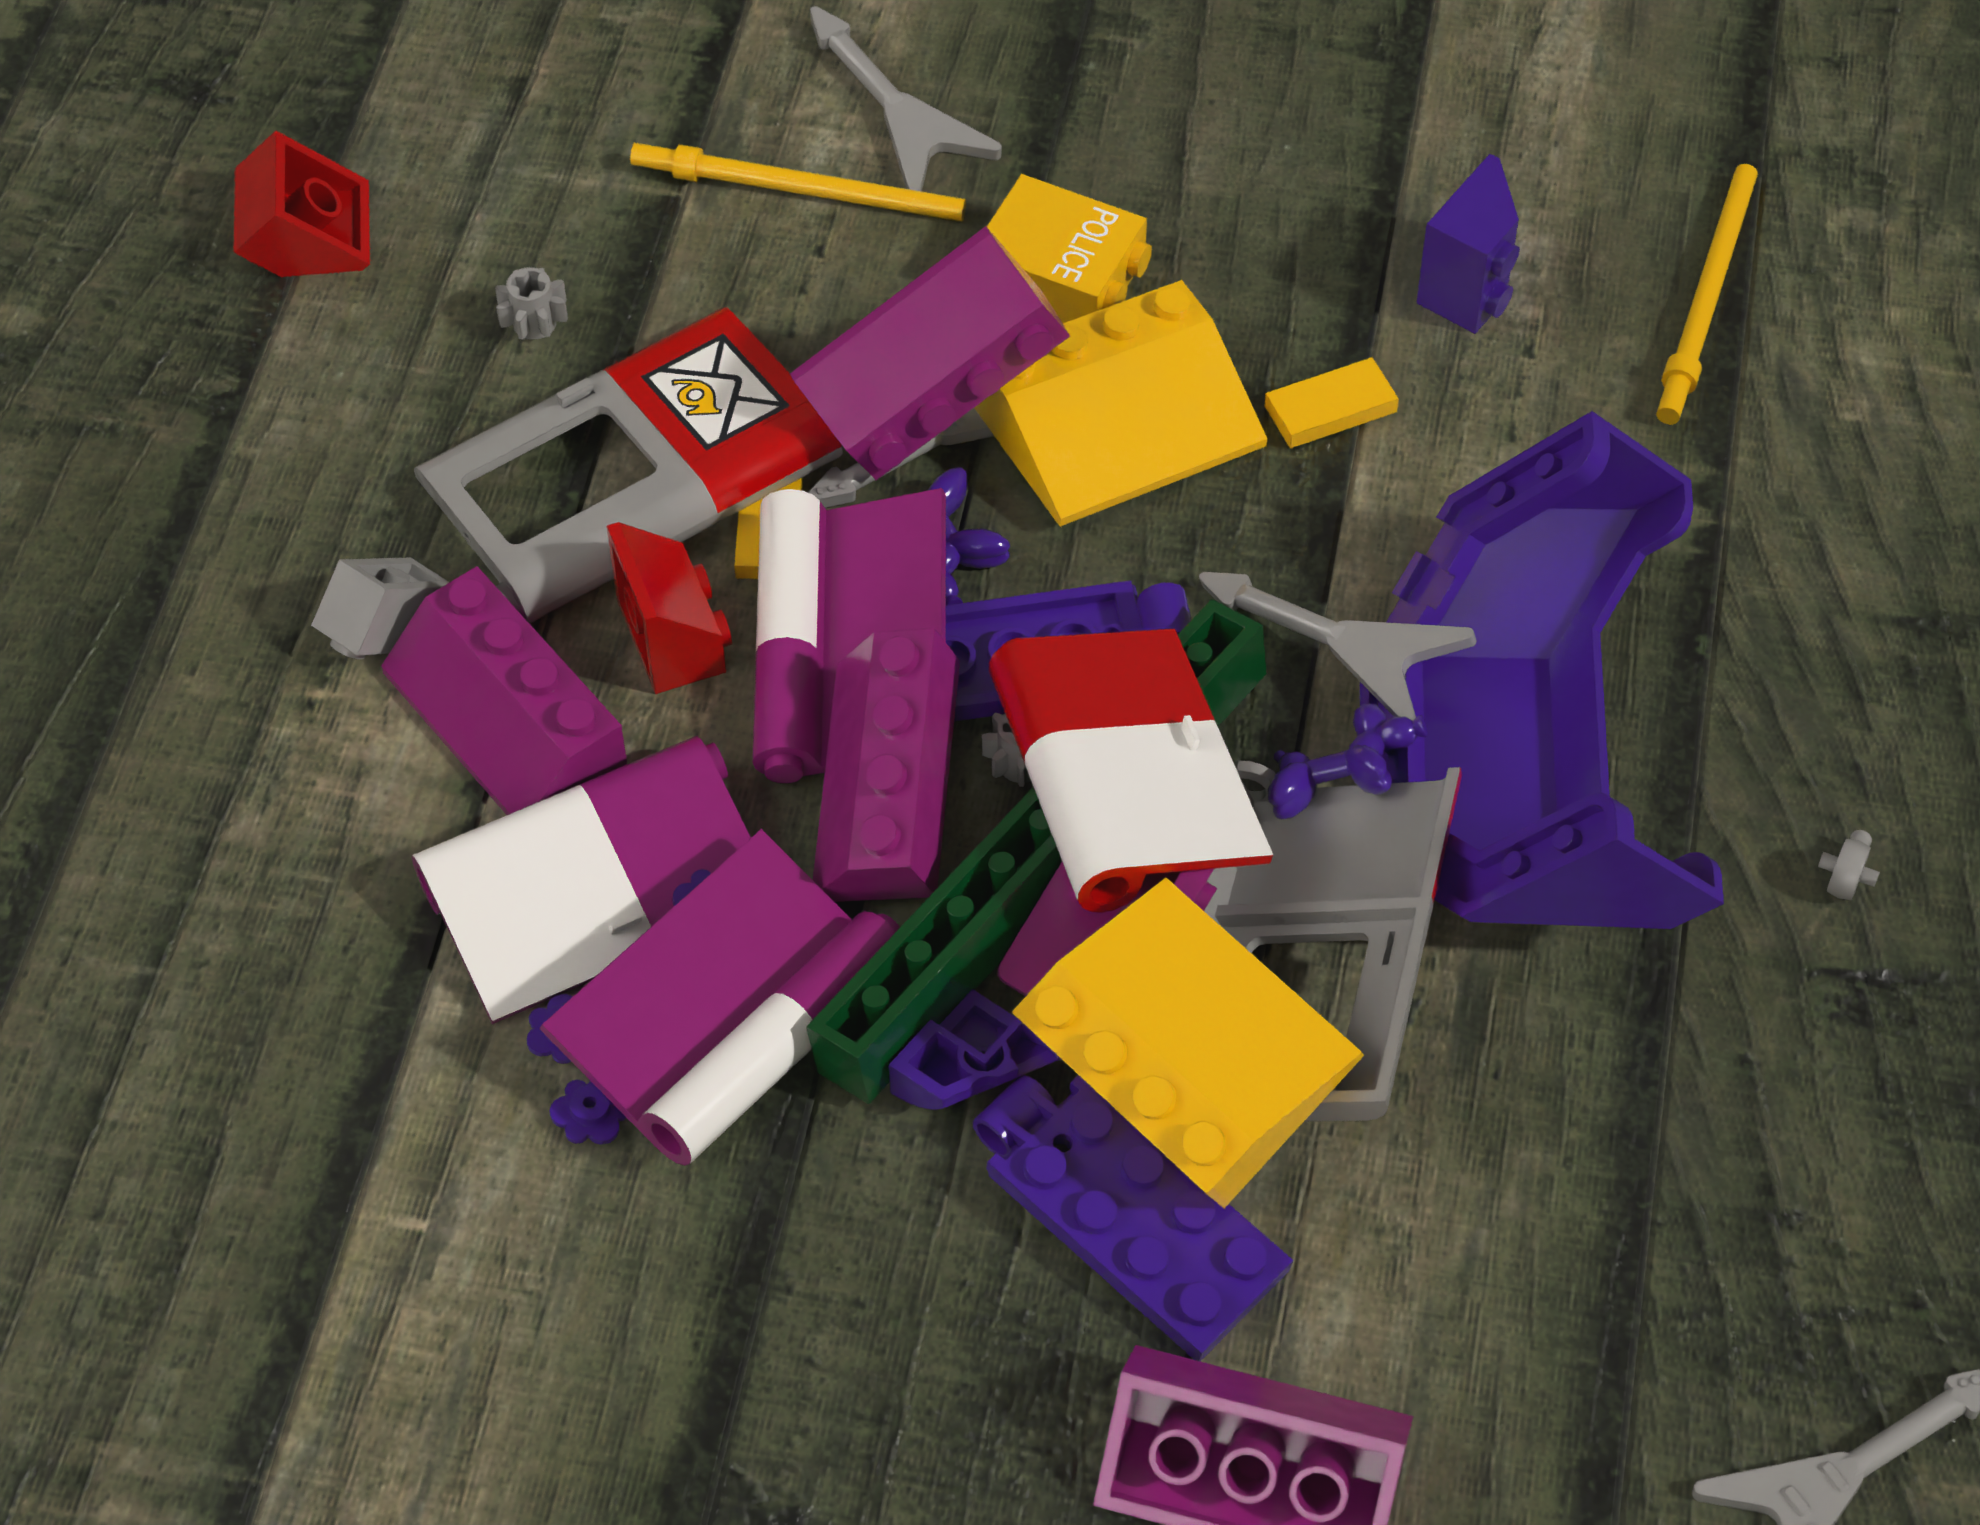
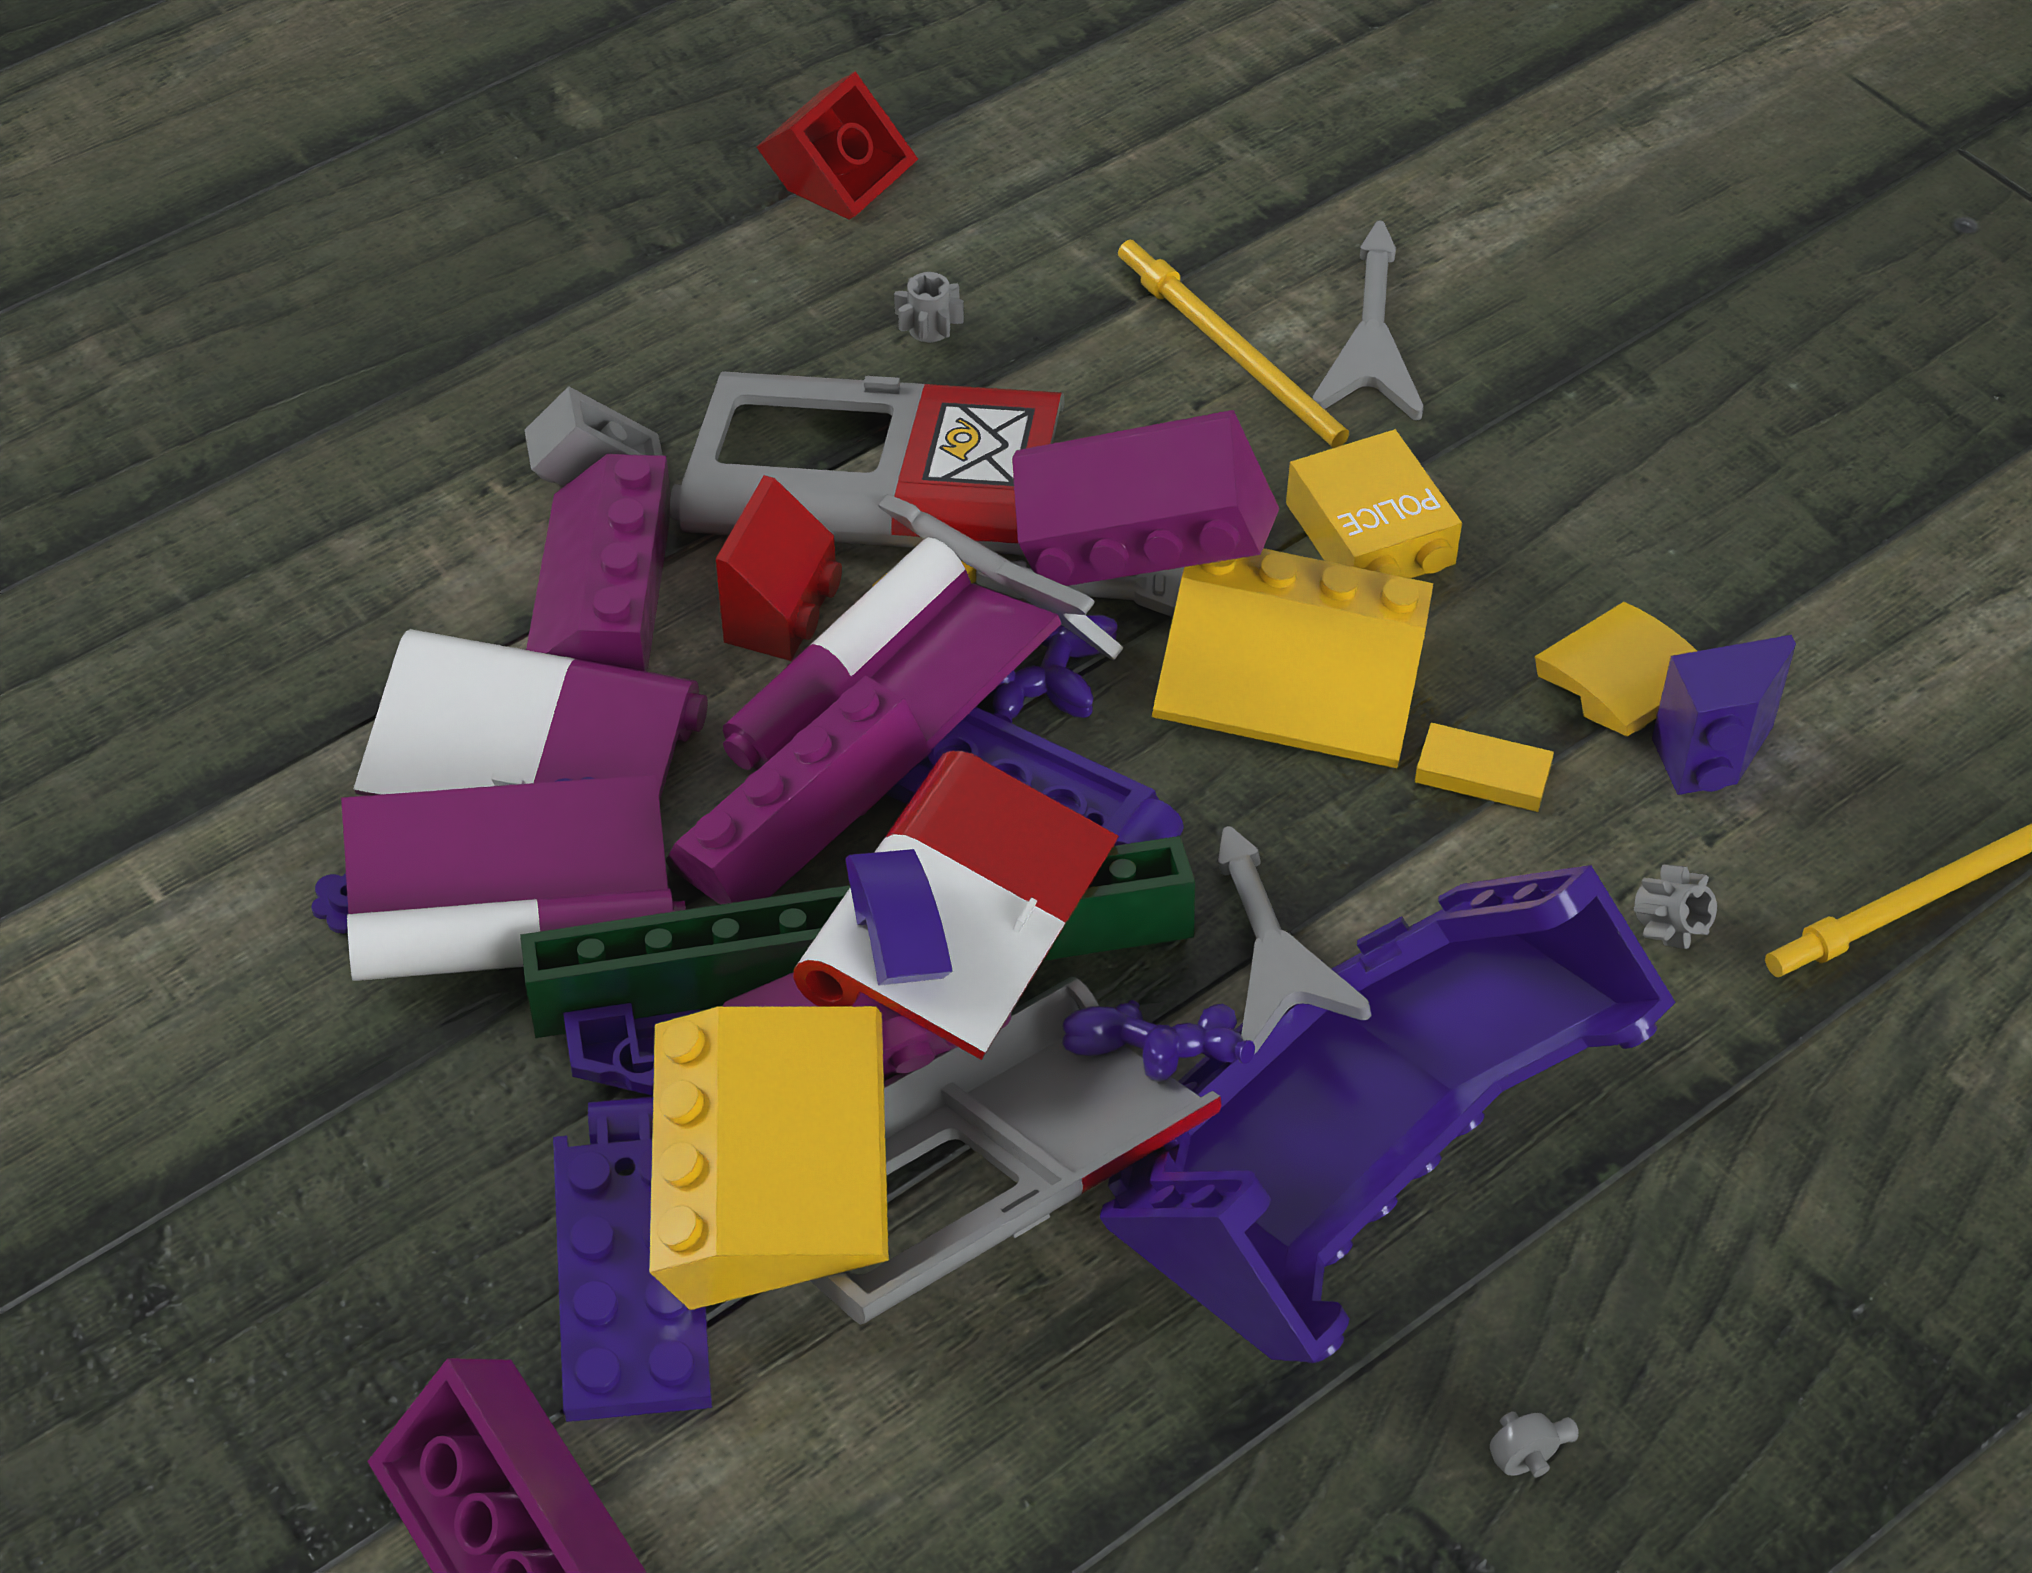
camera: 40 degrees right, 5 degrees down
(900, 480) = (1036, 589): none -> light grey piece
(1113, 781) = (900, 915): none -> dark purple slope
(1358, 258) = (1615, 666): none -> yellow slope
(1568, 403) = (1675, 906): none -> light grey gear

